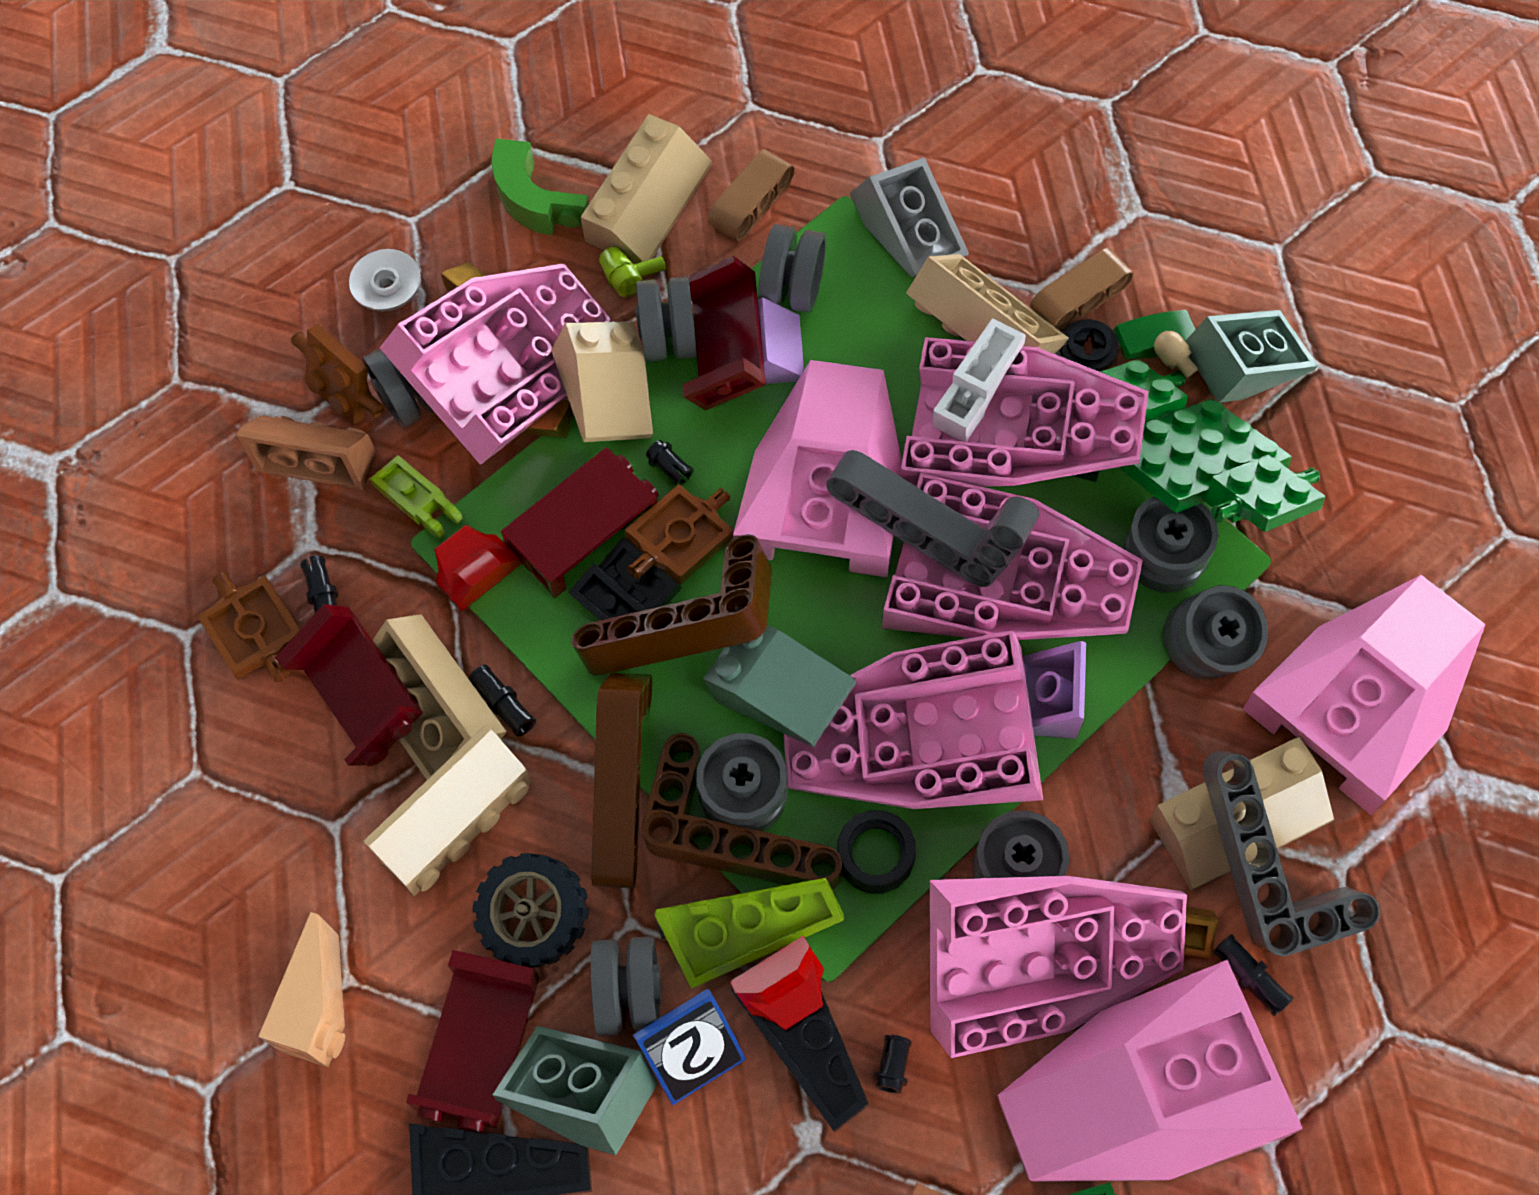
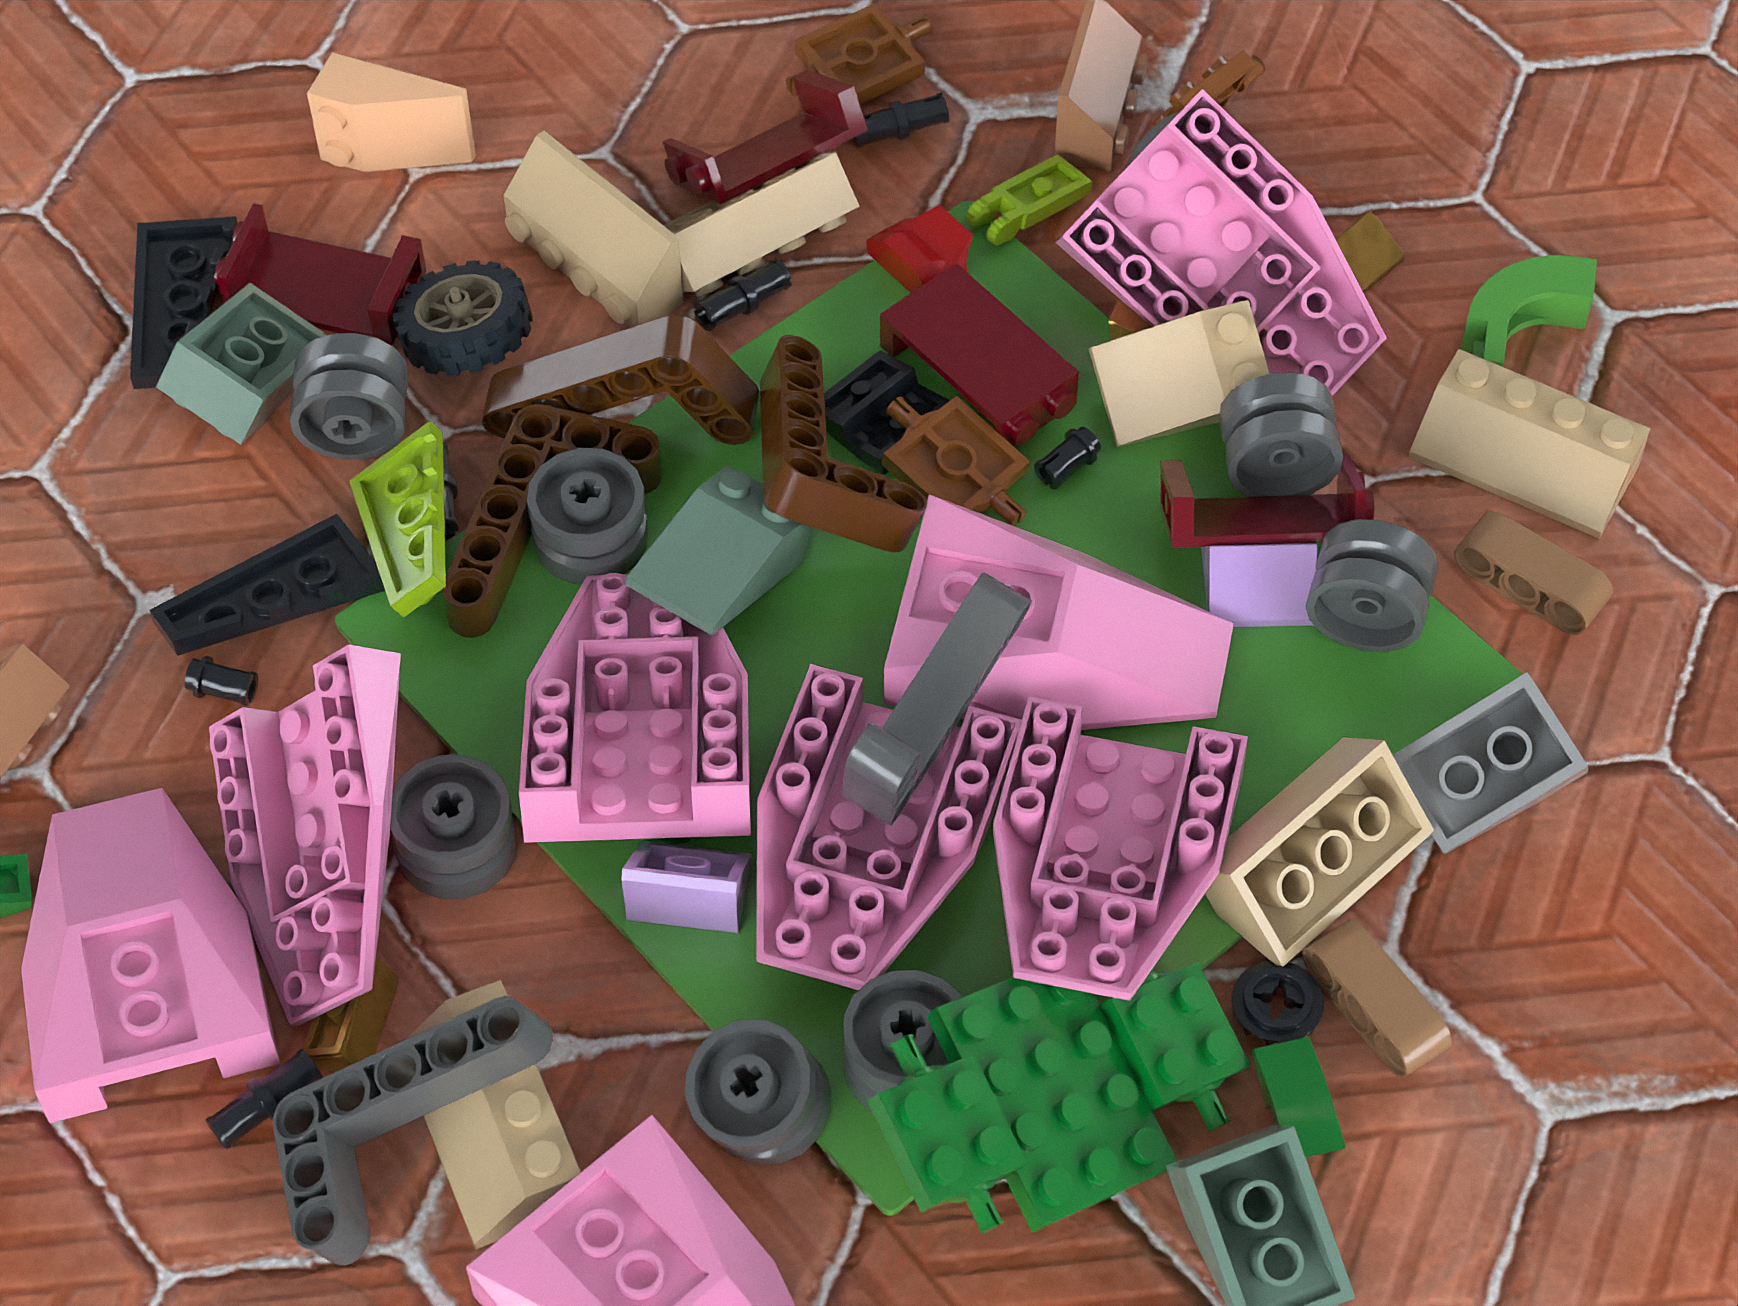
camera: 90 degrees right, 10 degrees down
(382, 269) = (1363, 159): white dish -> none
(623, 274) = (1387, 418): lime piece -> none
(690, 1046) = (269, 462): slope -> none
(783, 985) = (325, 548): red slope -> none
(876, 820) = (475, 631): black tyre -> none
(977, 380) = (1160, 780): white slope -> none
(1174, 352) = (1251, 1105): tan cylinder -> none

